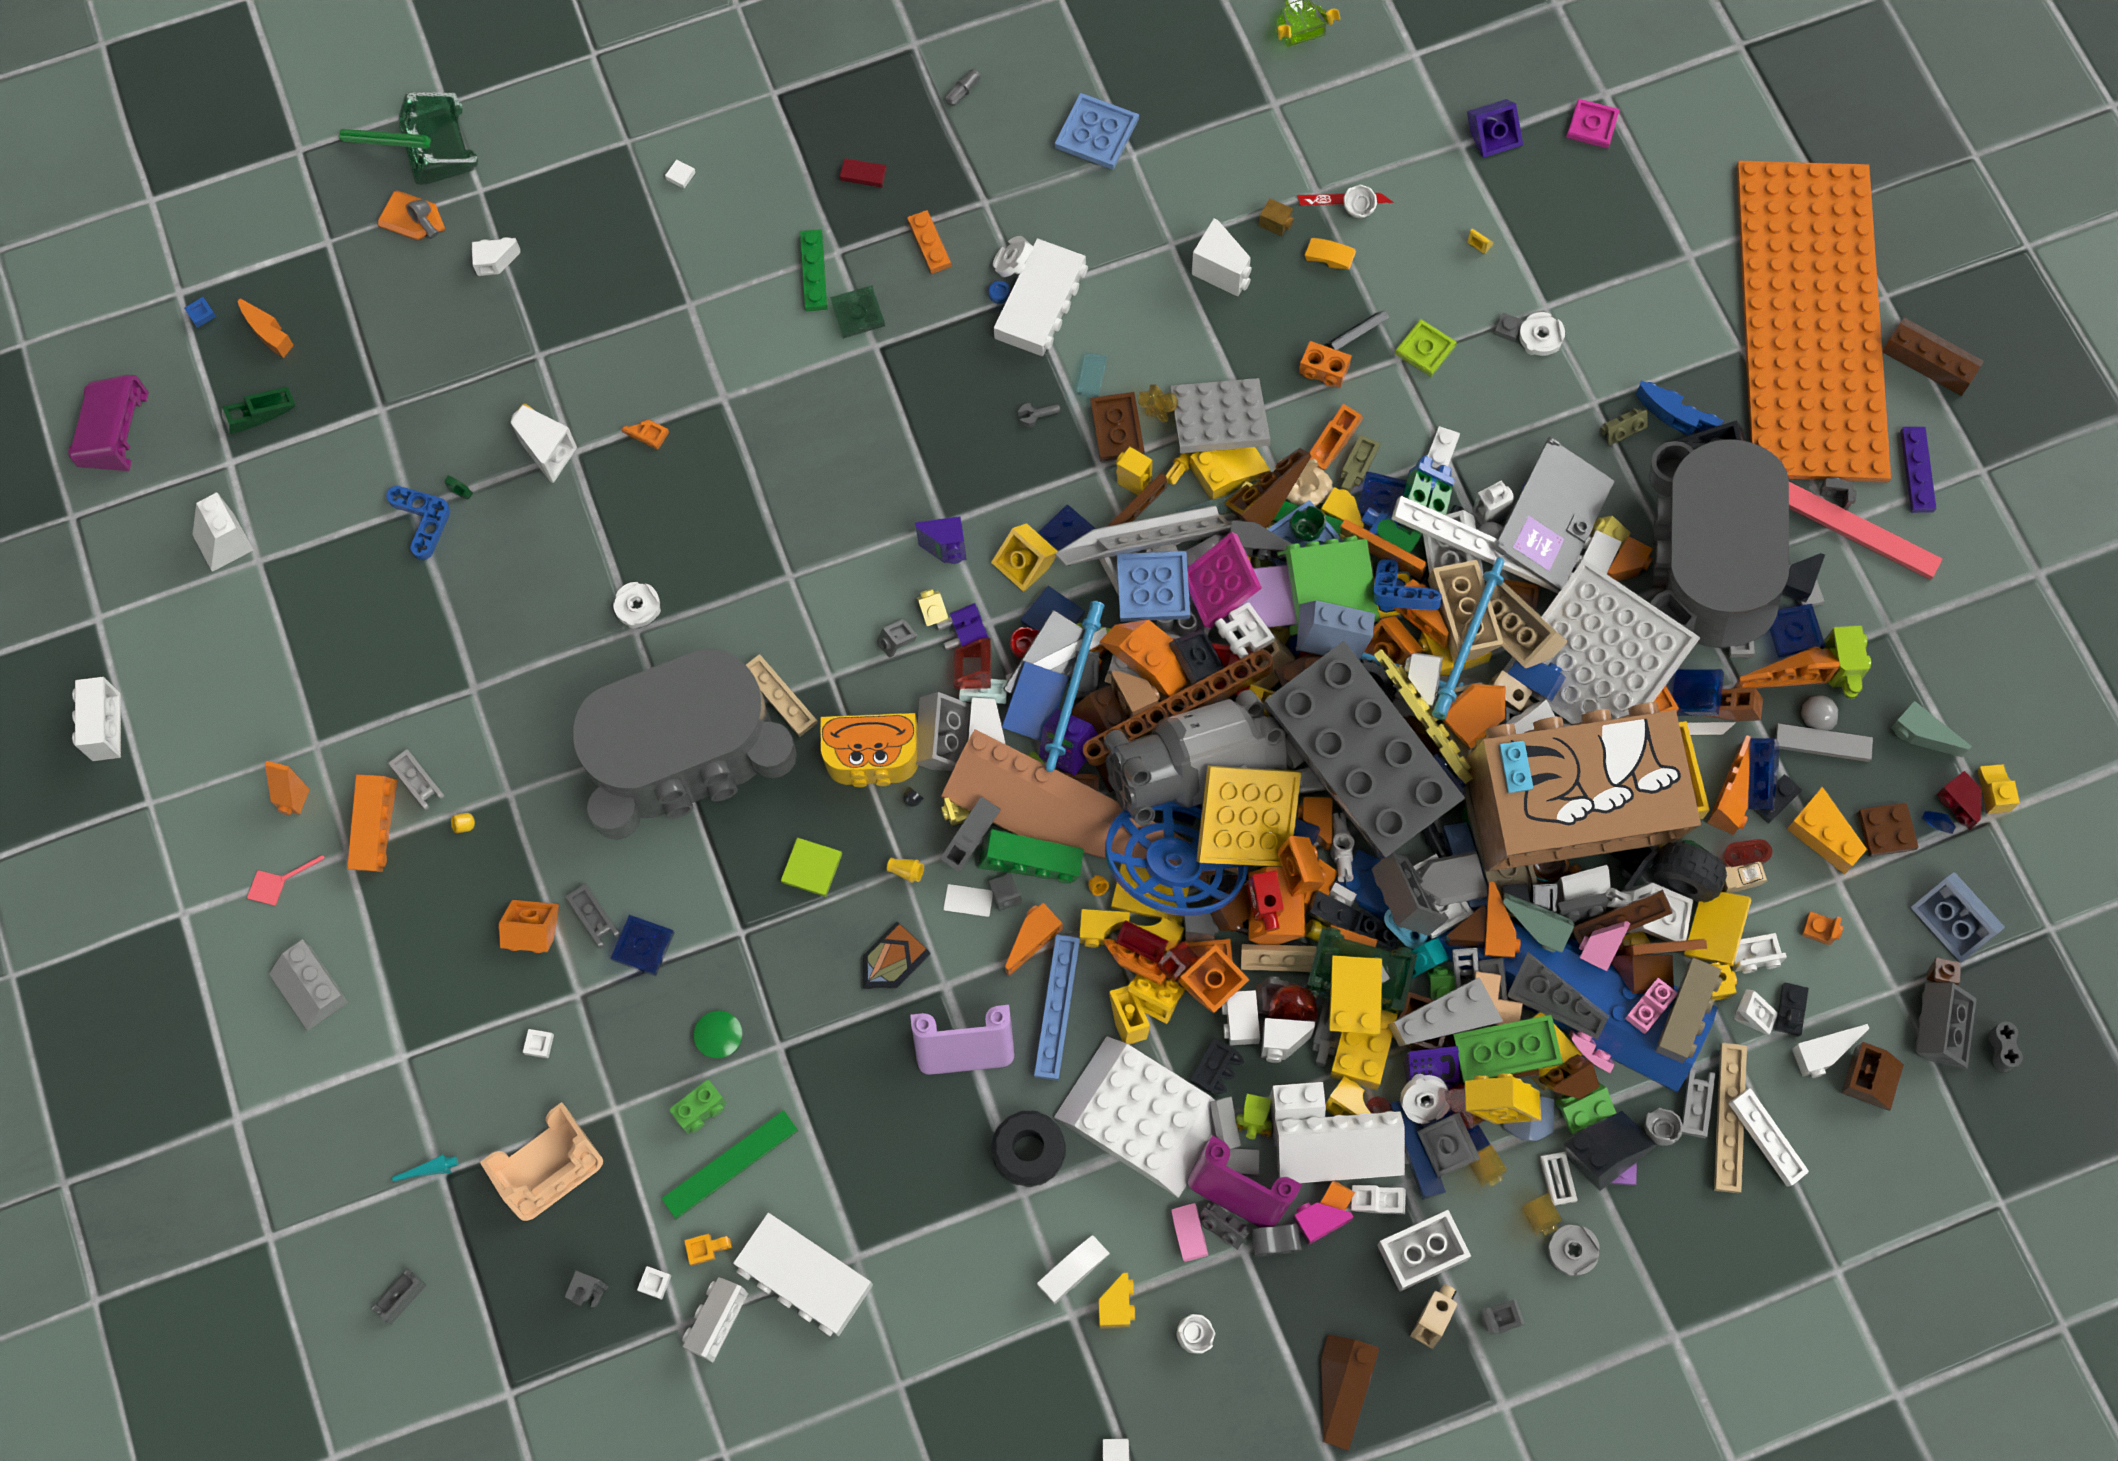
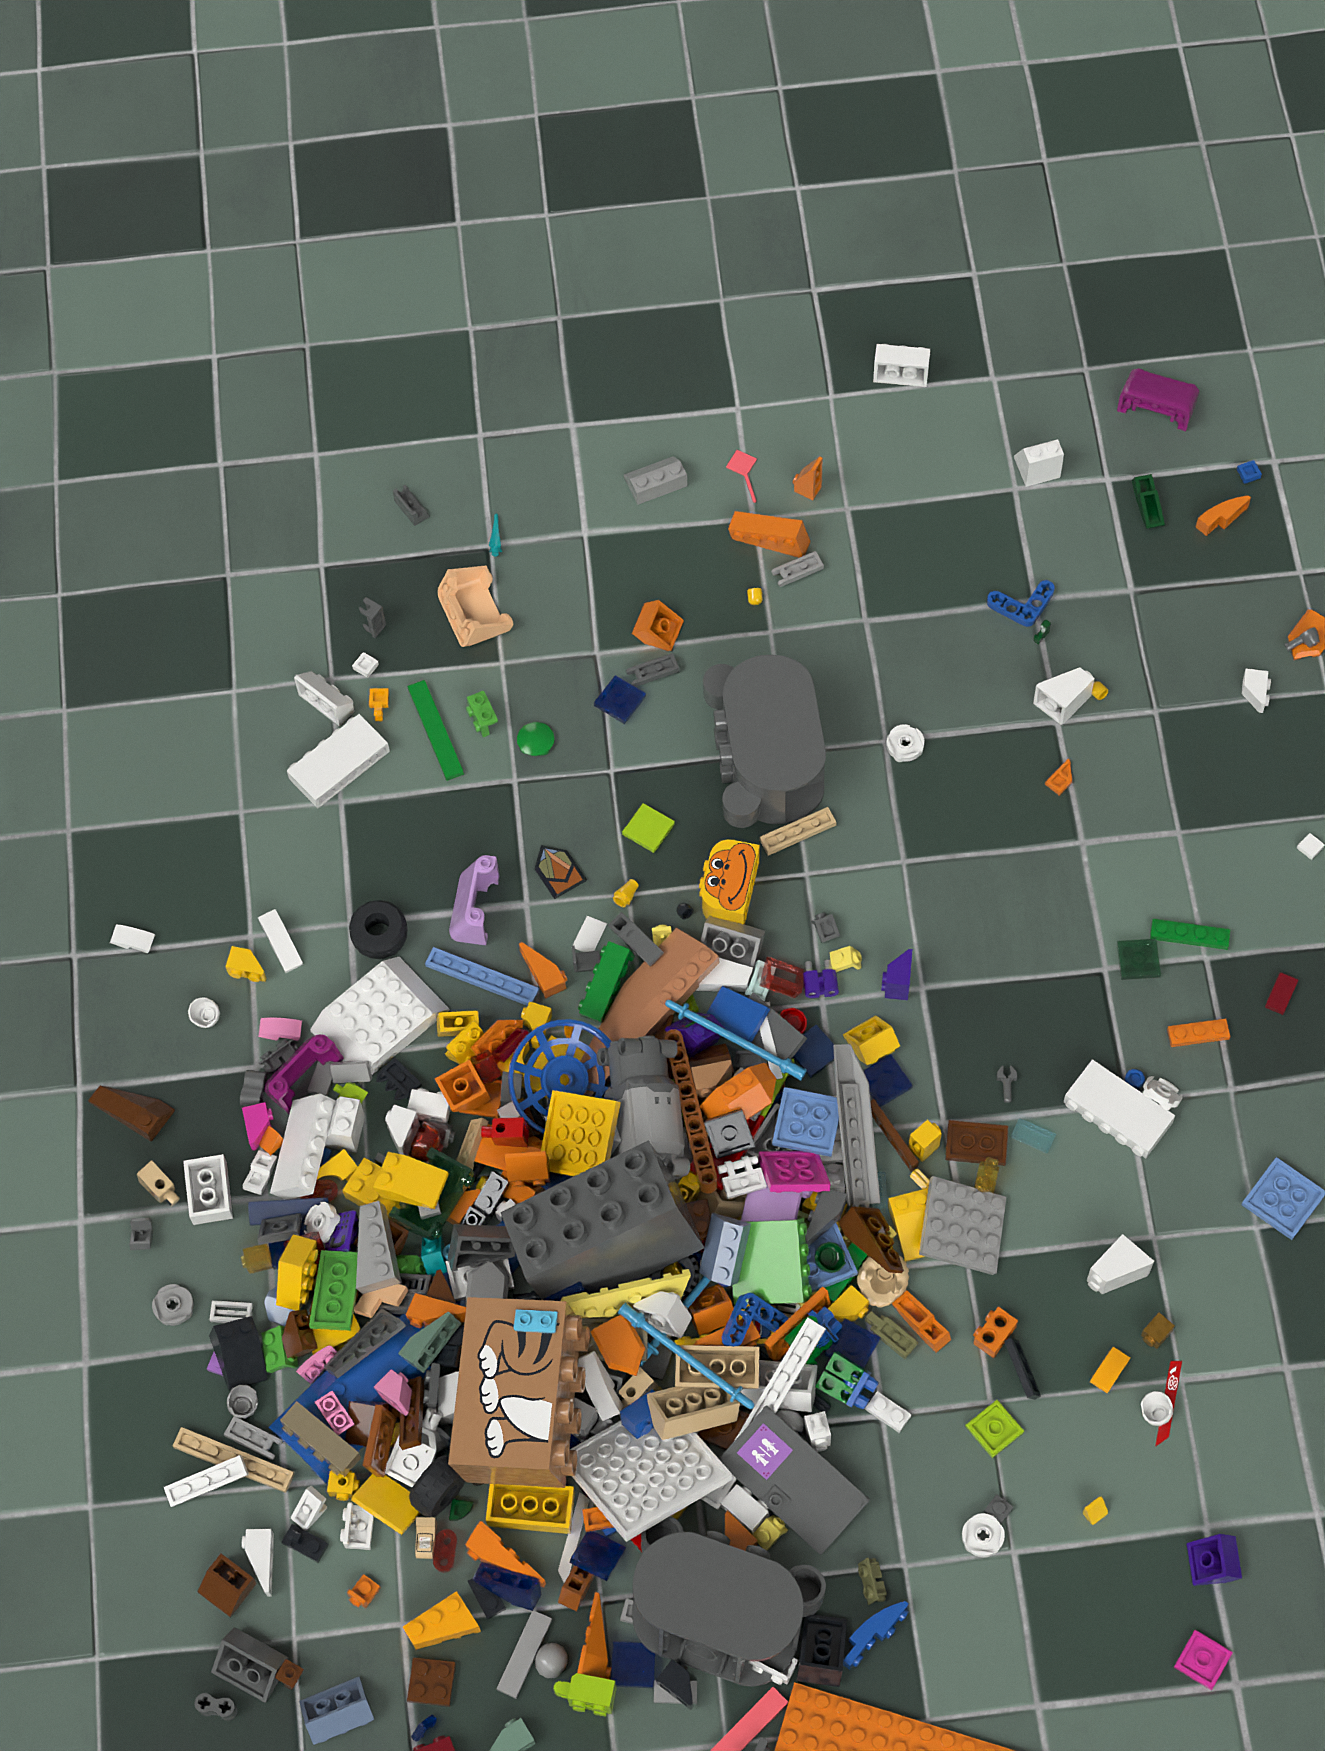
camera: 105 degrees right, 5 degrees down
(538, 1043) = (565, 618): white plate -> none
(1542, 1215) = (206, 1288): clear yellow brick -> none

